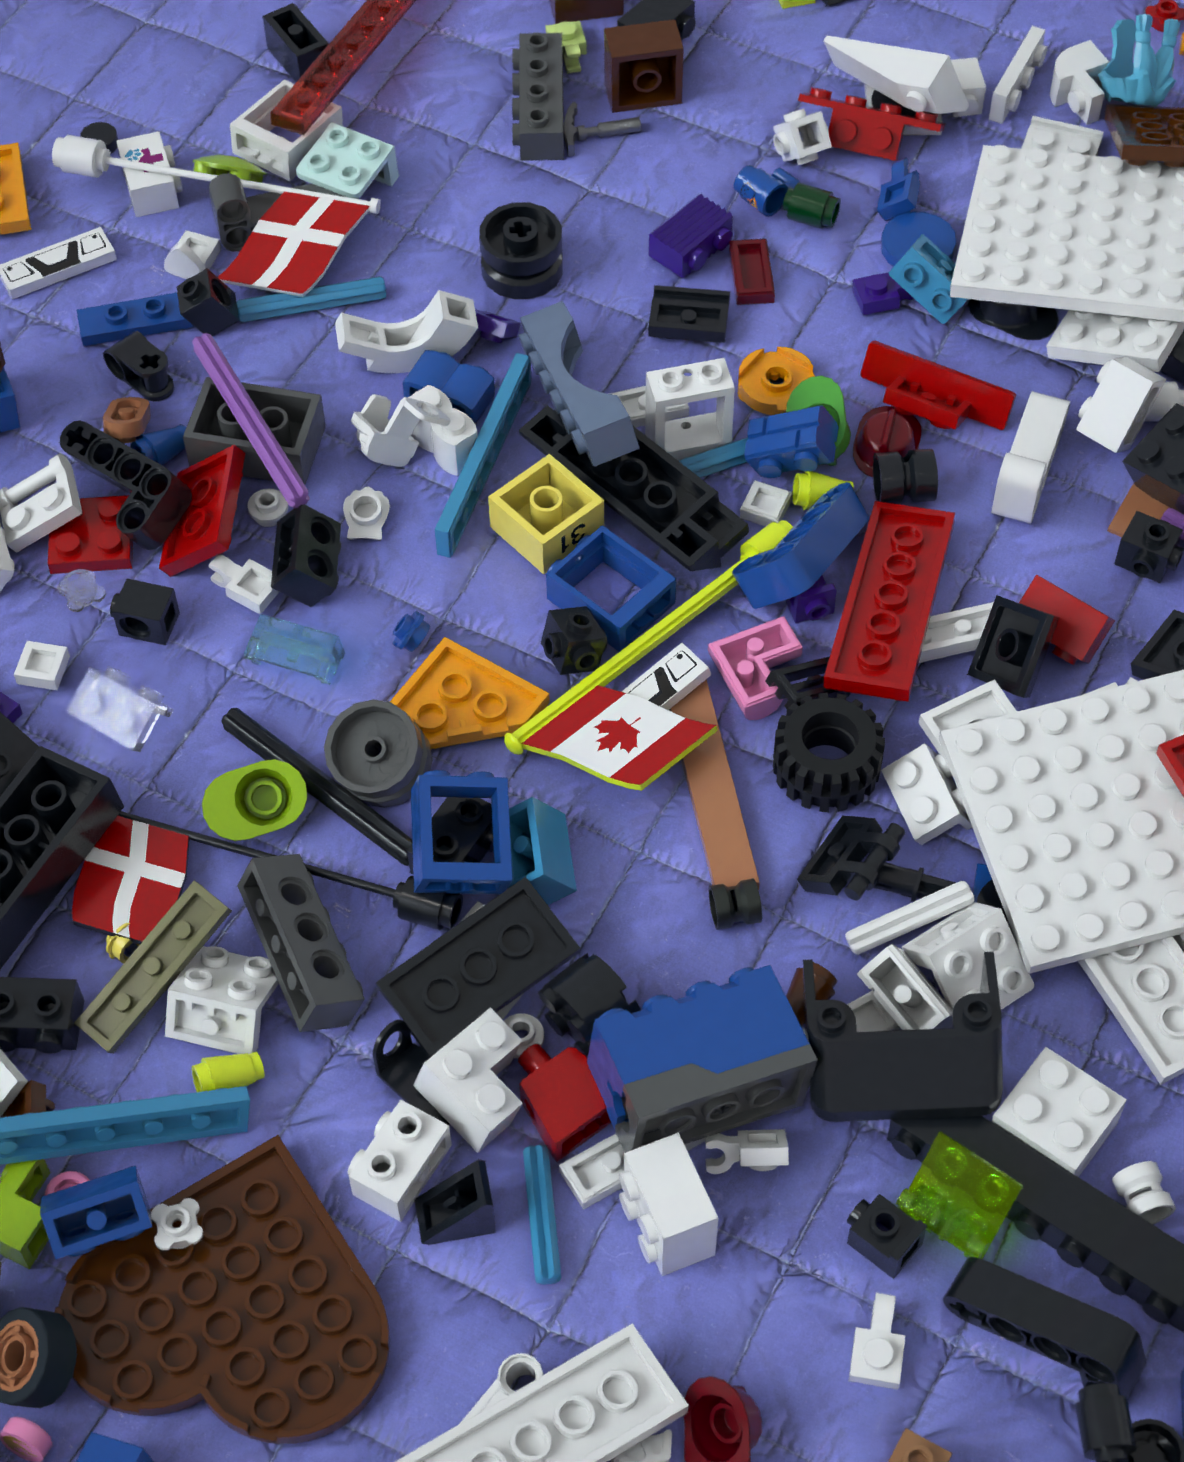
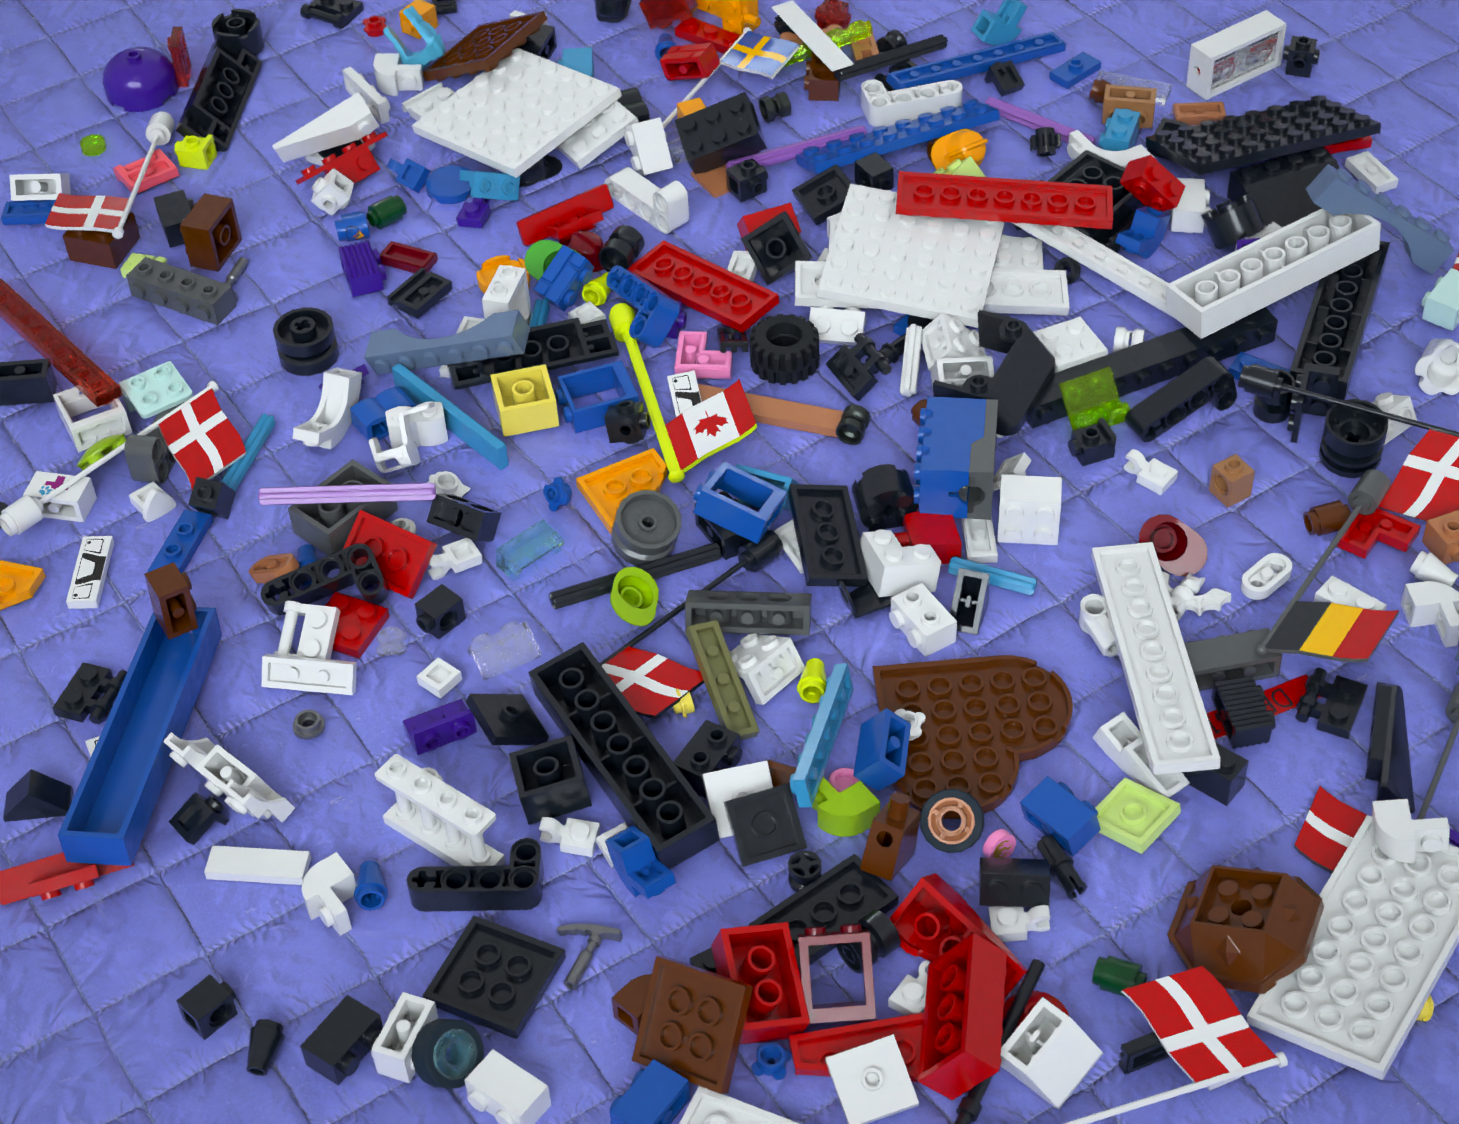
camera: 60 degrees left, 10 degrees down
(140, 366) = (226, 552): black piece -> none

